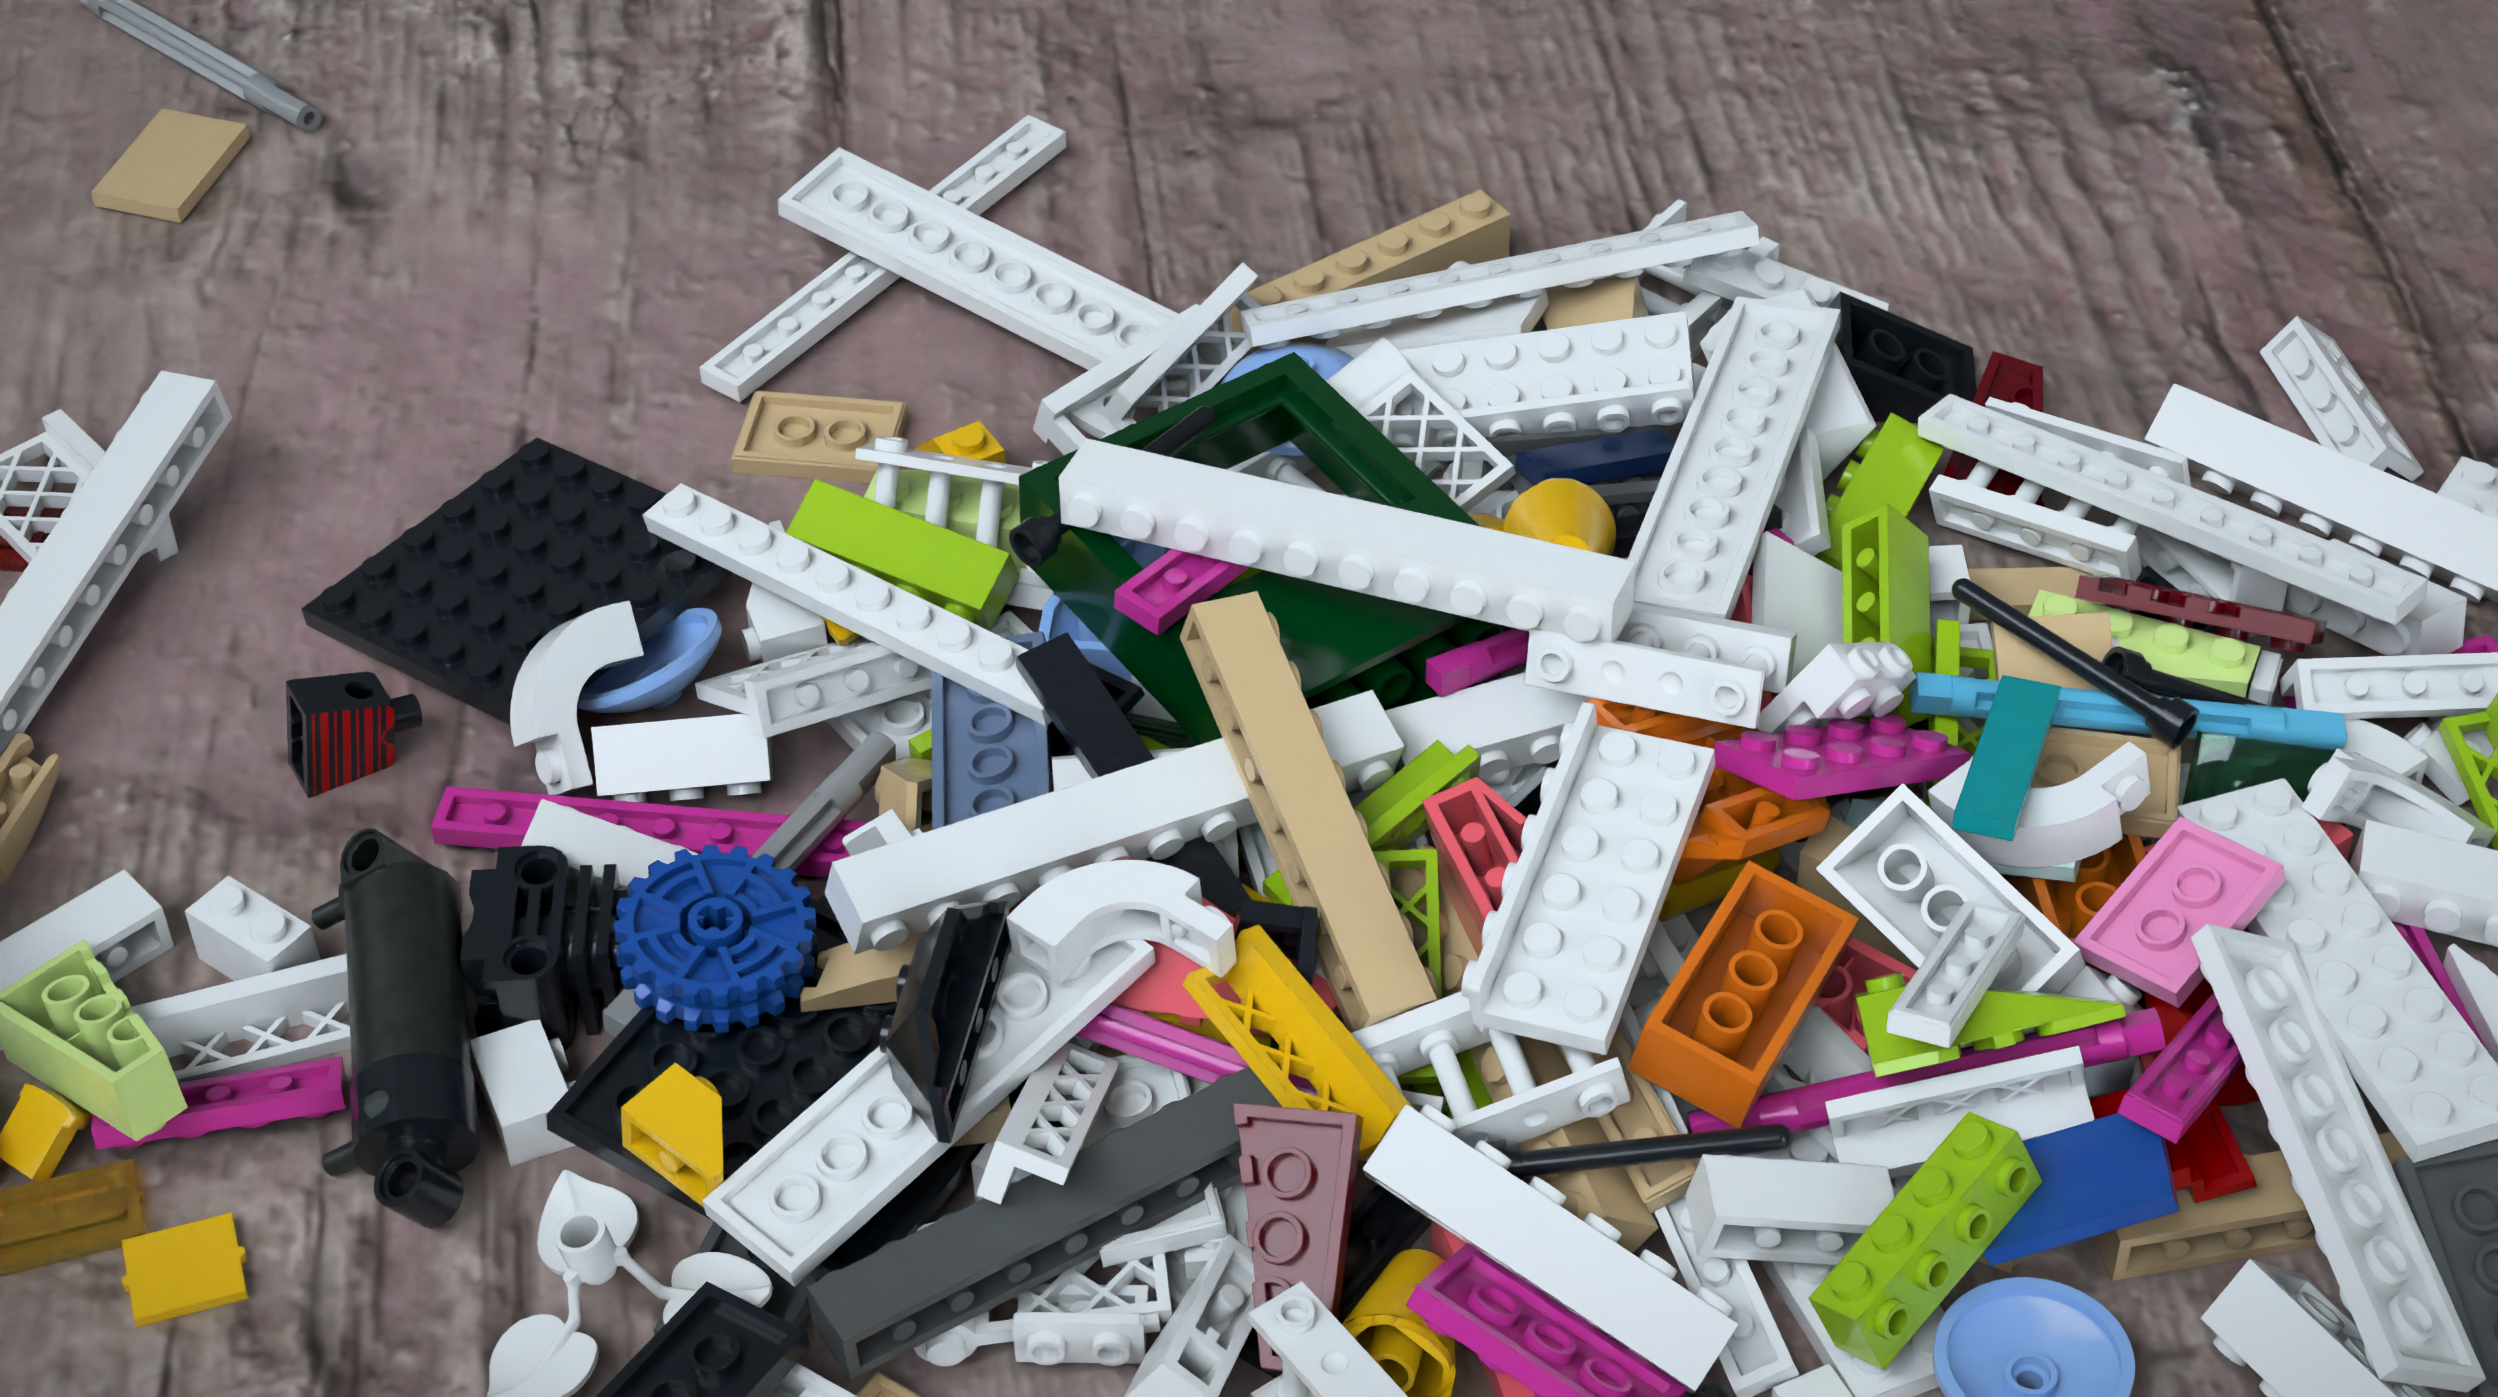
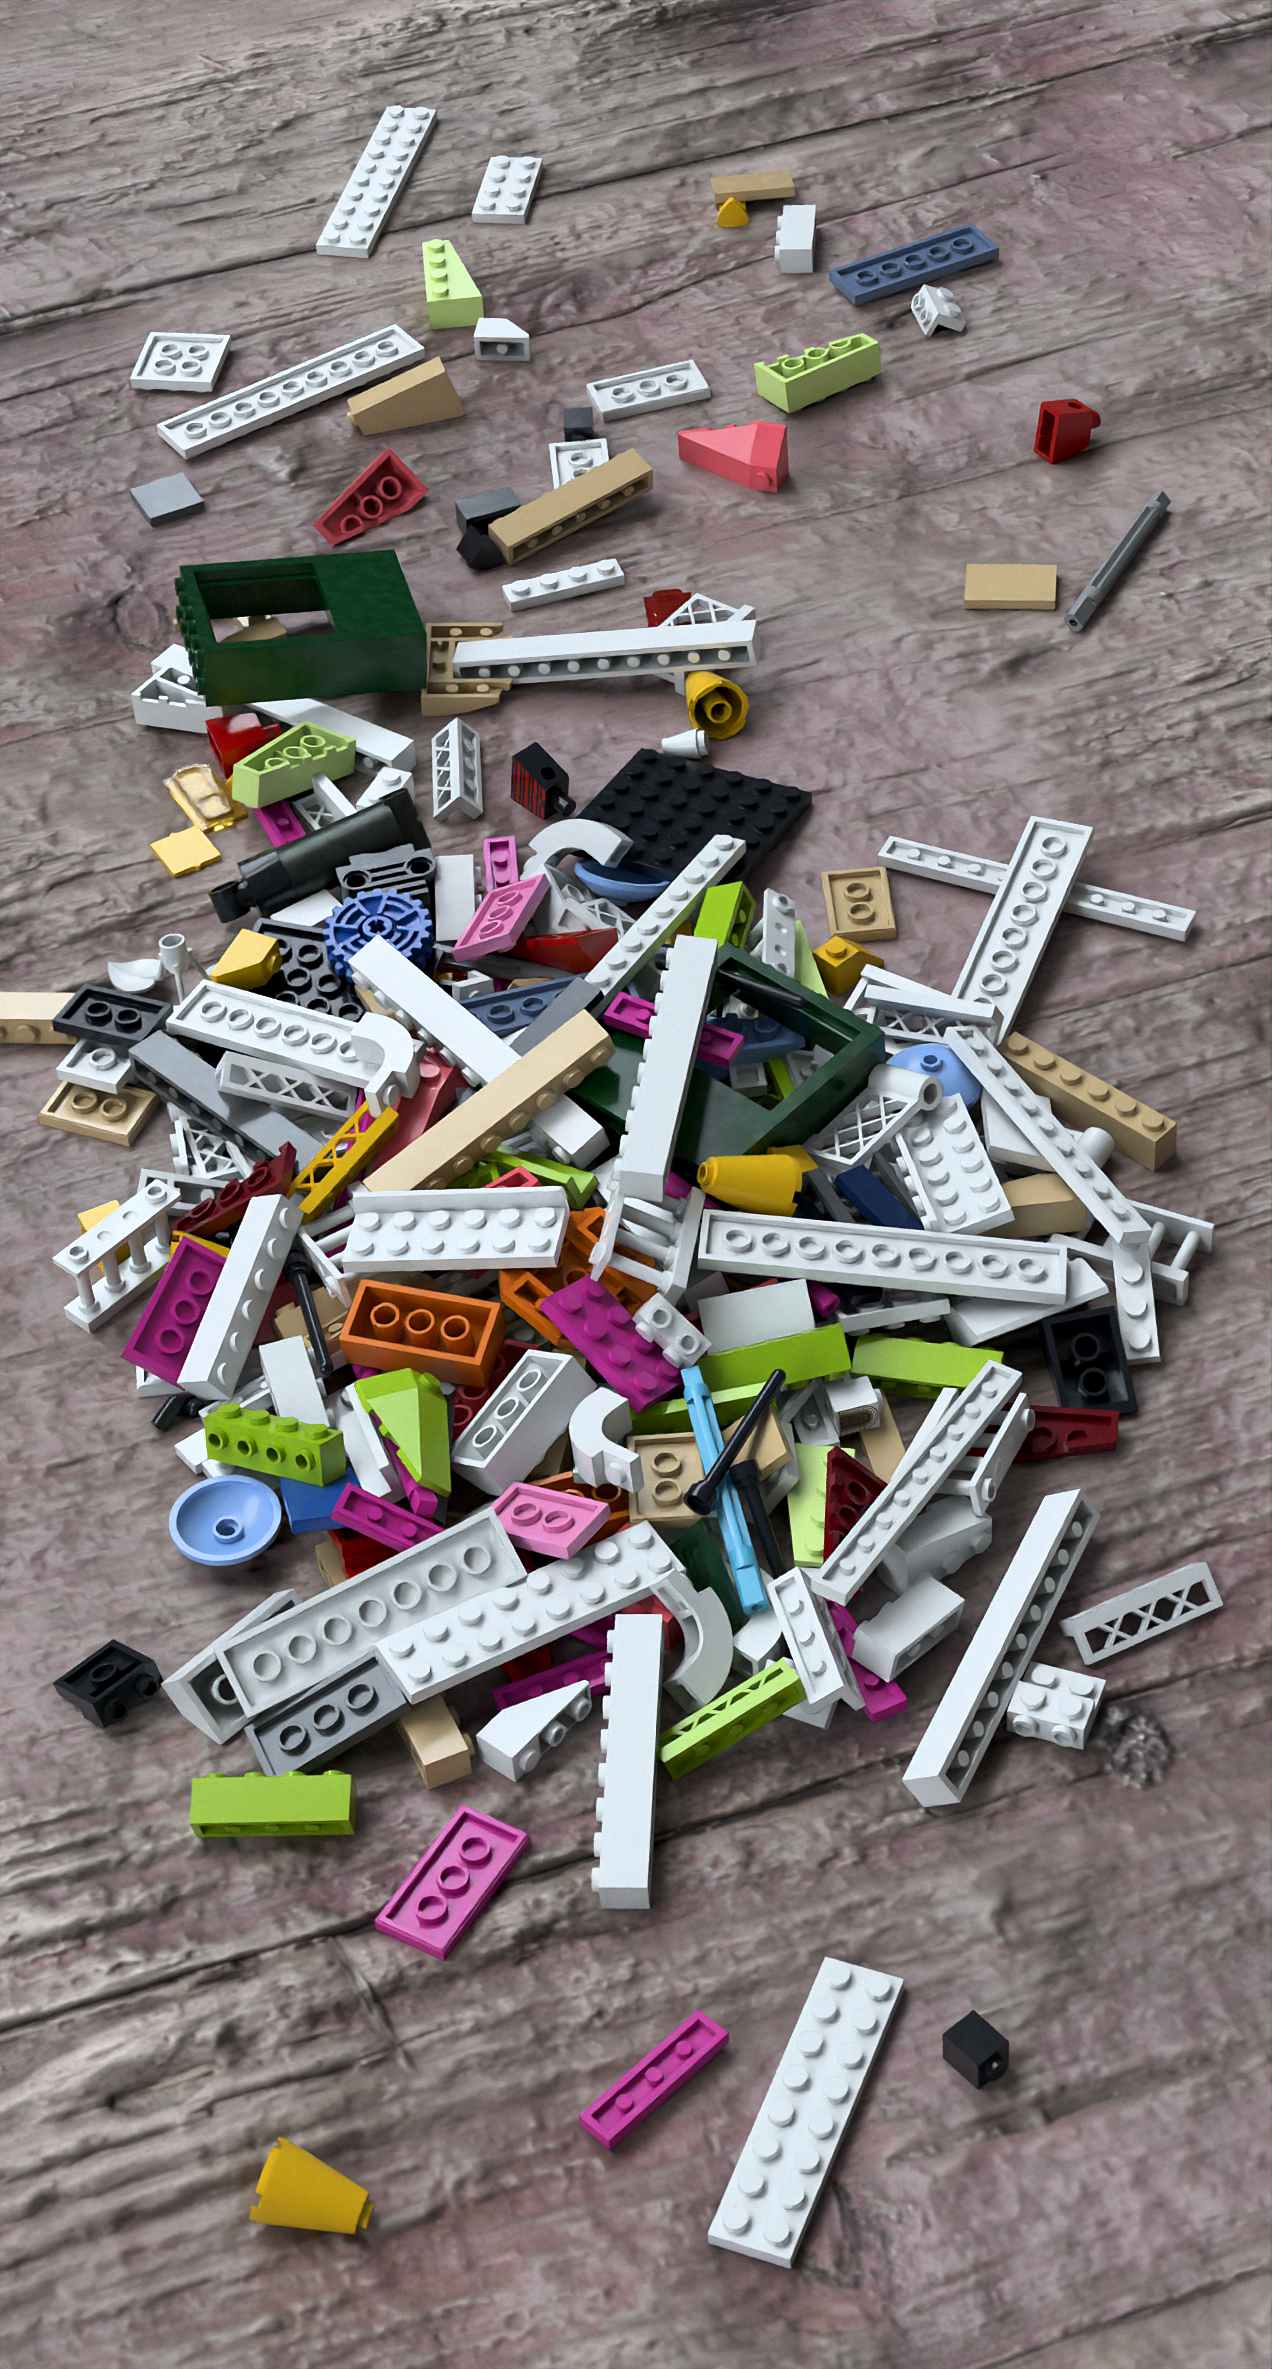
camera: 80 degrees right, 0 degrees up
(218, 828) = (462, 766): none -> white fence
(253, 498) = (715, 704): none -> yellow cone
(330, 552) = (687, 744): none -> white cone
(721, 789) = (500, 919): none -> bright pink plate
(844, 715) = (567, 951): none -> red wedge
(946, 1010) = (305, 1012): black wedge -> none
(1288, 926) = (411, 1130): black tile -> none
(1956, 974) = (425, 1399): white tile -> none
(2006, 758) = (621, 1407): teal tile -> none

